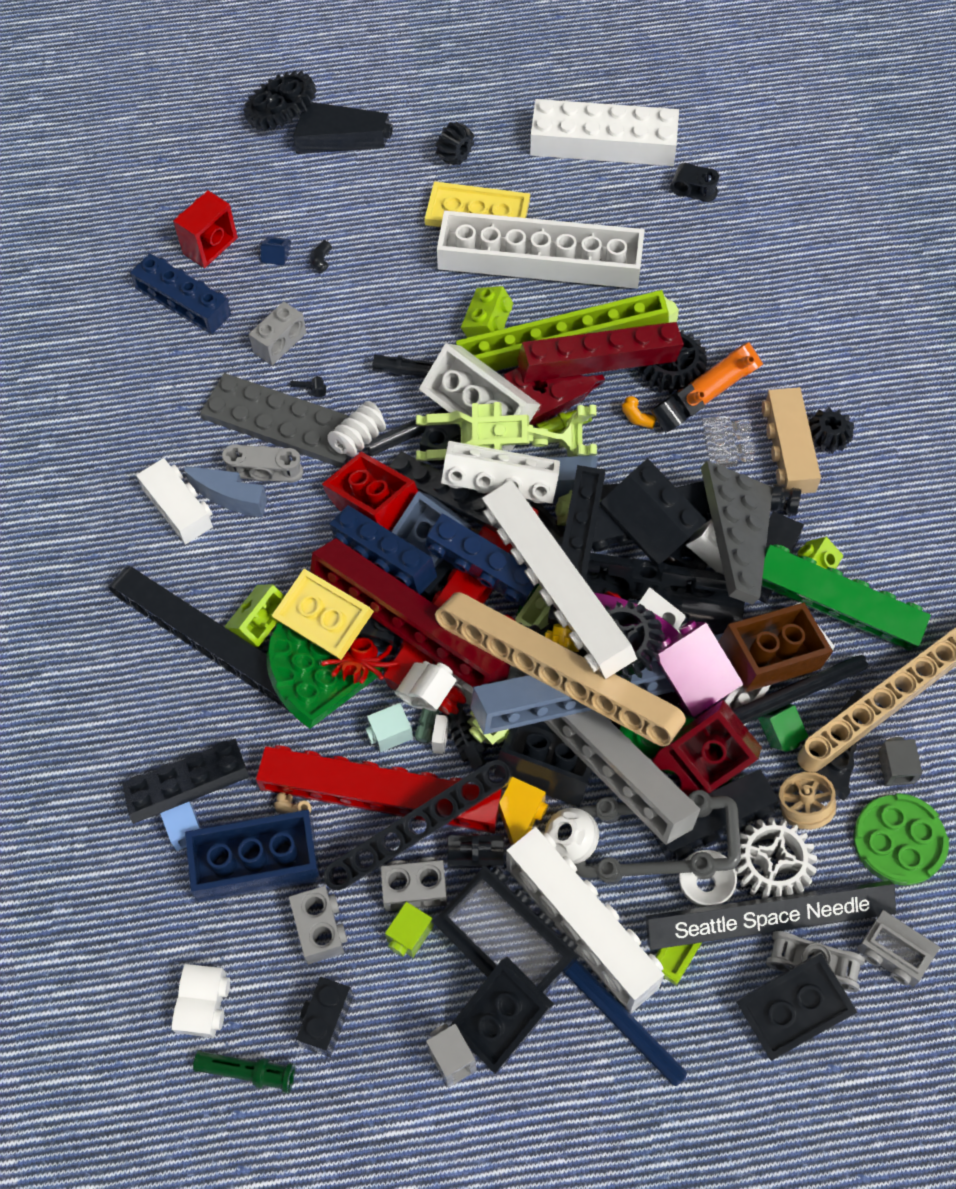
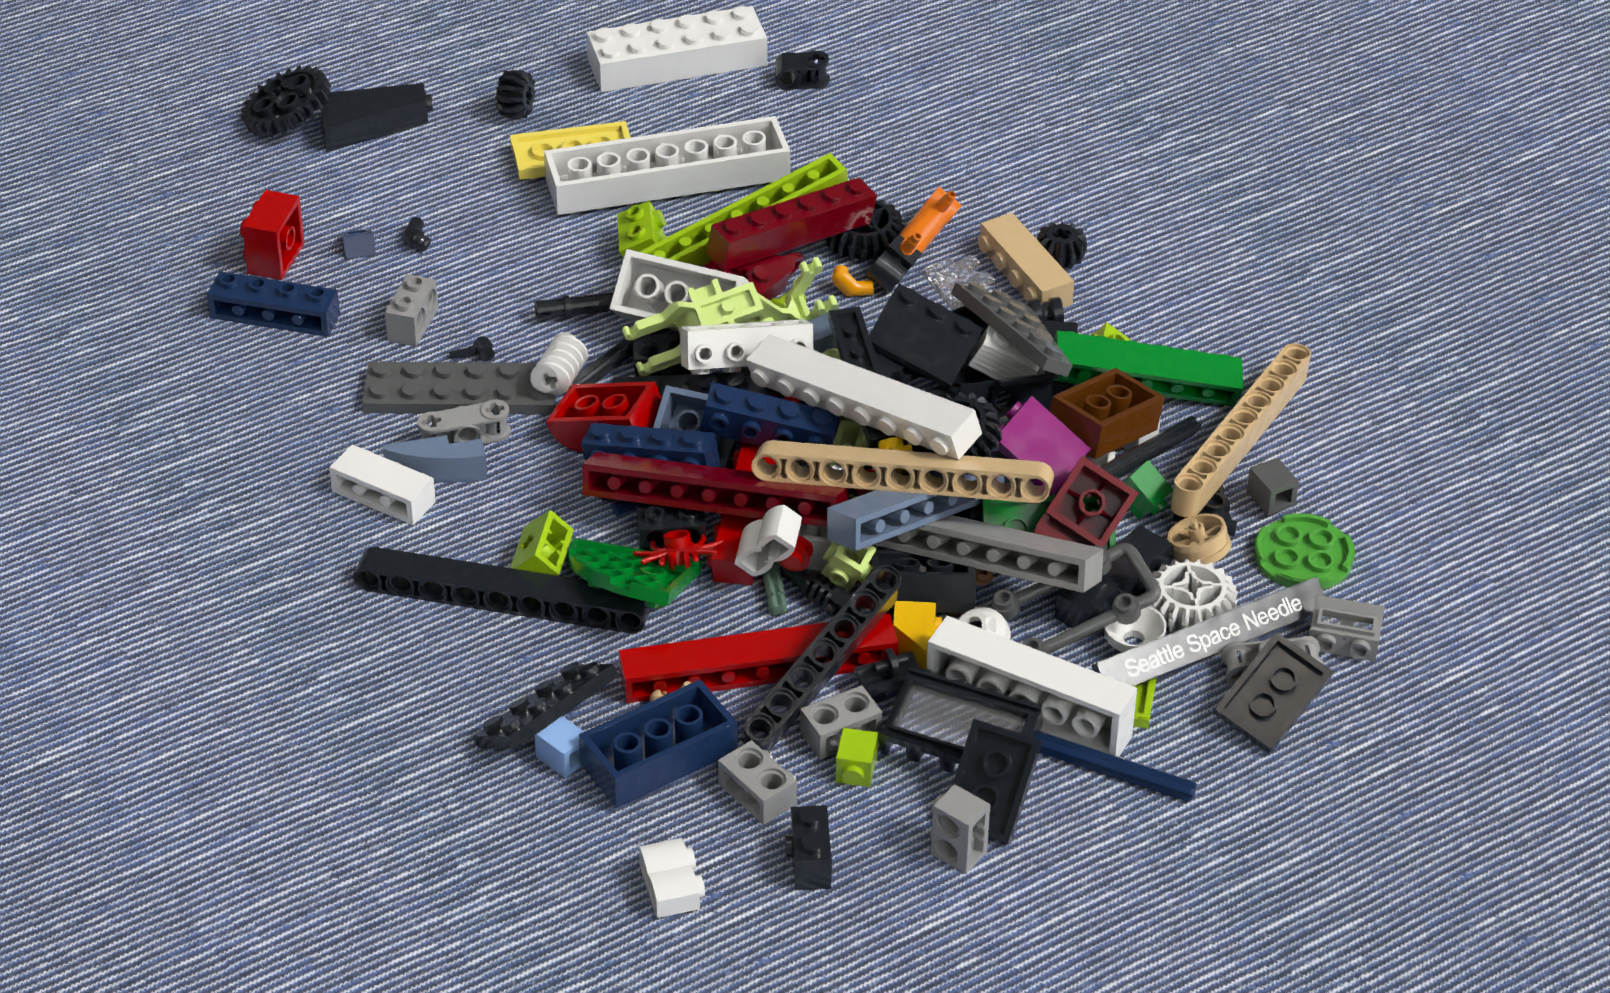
camera: 25 degrees left, 20 degrees down
(259, 1073) = (767, 914): dark green pin -> none
(322, 614) = (619, 518): light yellow plate -> none
(389, 728) = (739, 606): light aqua brick -> none
(440, 734) = (796, 596): white tile -> none

